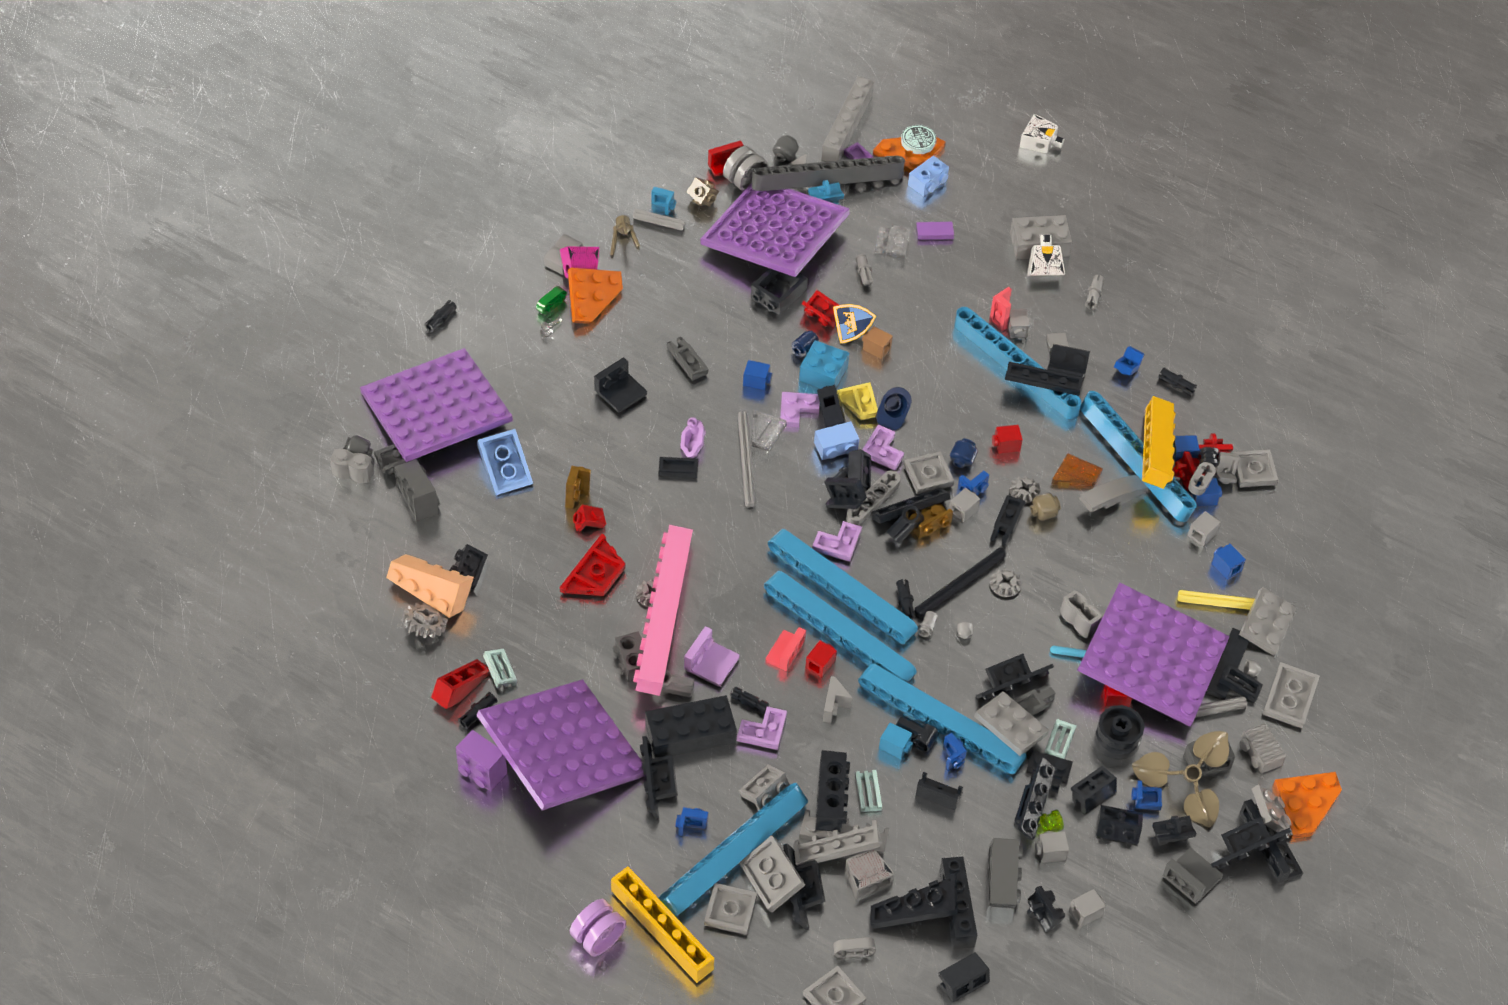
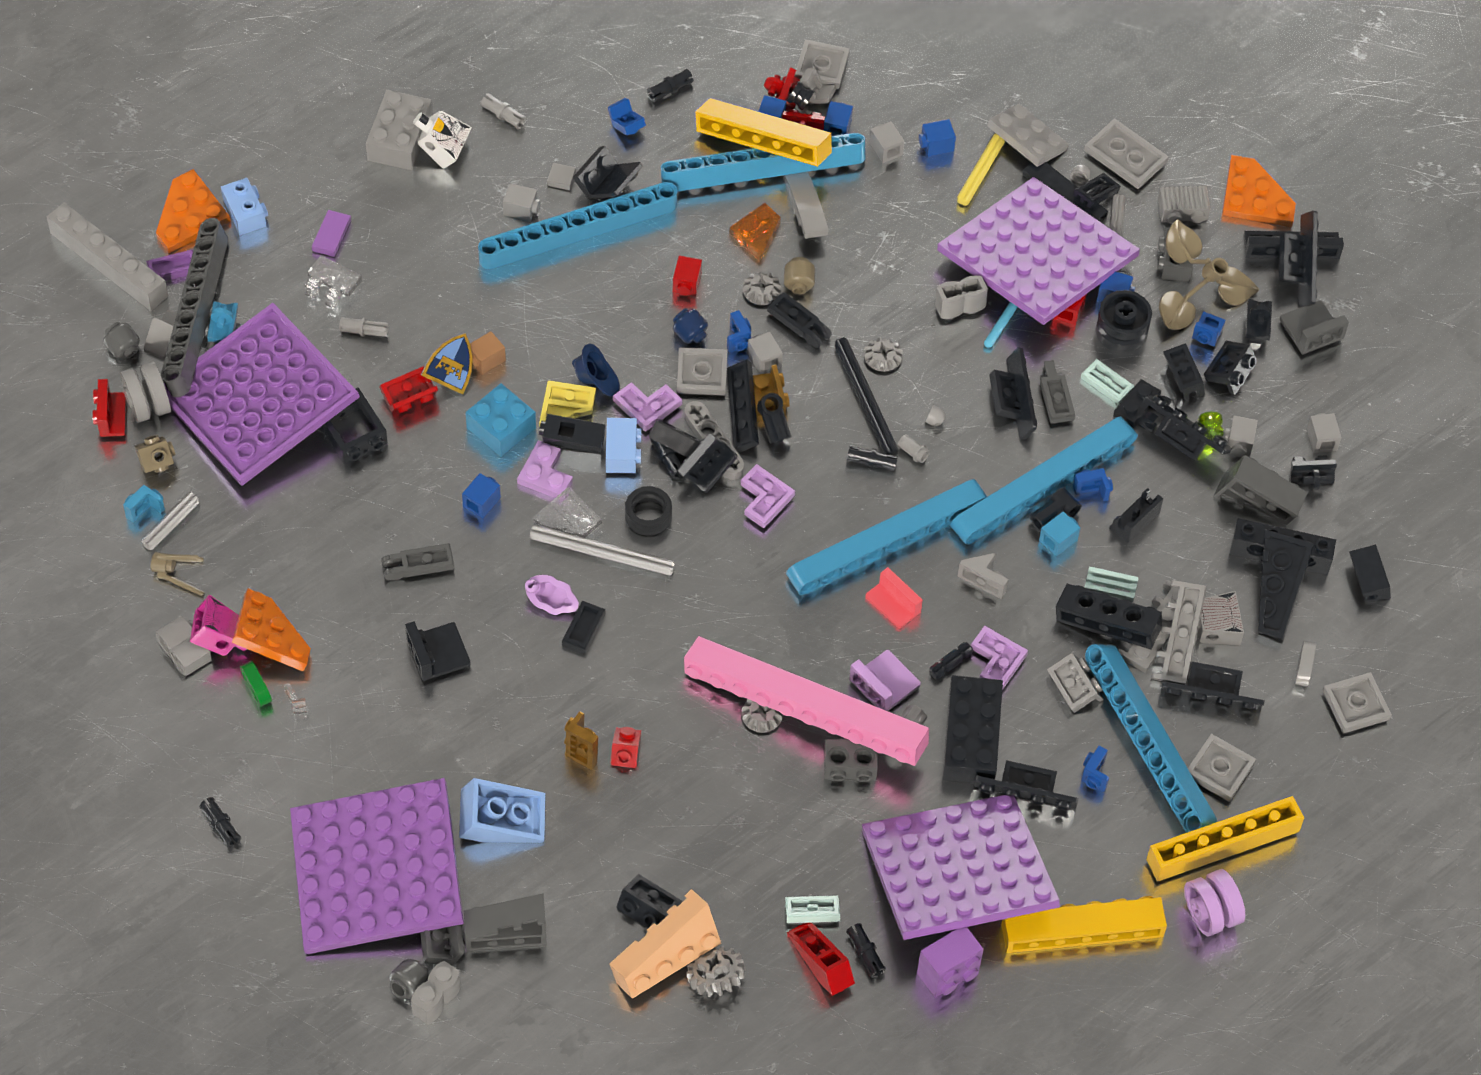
camera: 70 degrees left, 5 degrees up
(552, 850) = (1086, 925): none -> yellow brick
(595, 570) = (708, 761): red wing -> none
(772, 874) = (1197, 708): light grey plate -> none
(791, 462) = (646, 494): none -> black tyre
(803, 343) = (453, 428): dark blue brick -> none
(821, 658) = (924, 568): red brick -> none
(843, 586) = (829, 514): dark azure beam -> none
(918, 139) = (182, 192): light aqua tile -> none
(1001, 309) = (501, 208): coral panel -> none
(1011, 723) = (1082, 413): light grey plate -> none
(1040, 135) = (233, 68): white torso -> none
(1044, 378) = (625, 205): black tile -> none
(1152, 721) = (1113, 283): none -> blue brick
(1198, 477) = (828, 114): light grey beam -> none
(1271, 809) = (1277, 225): light grey plate -> none

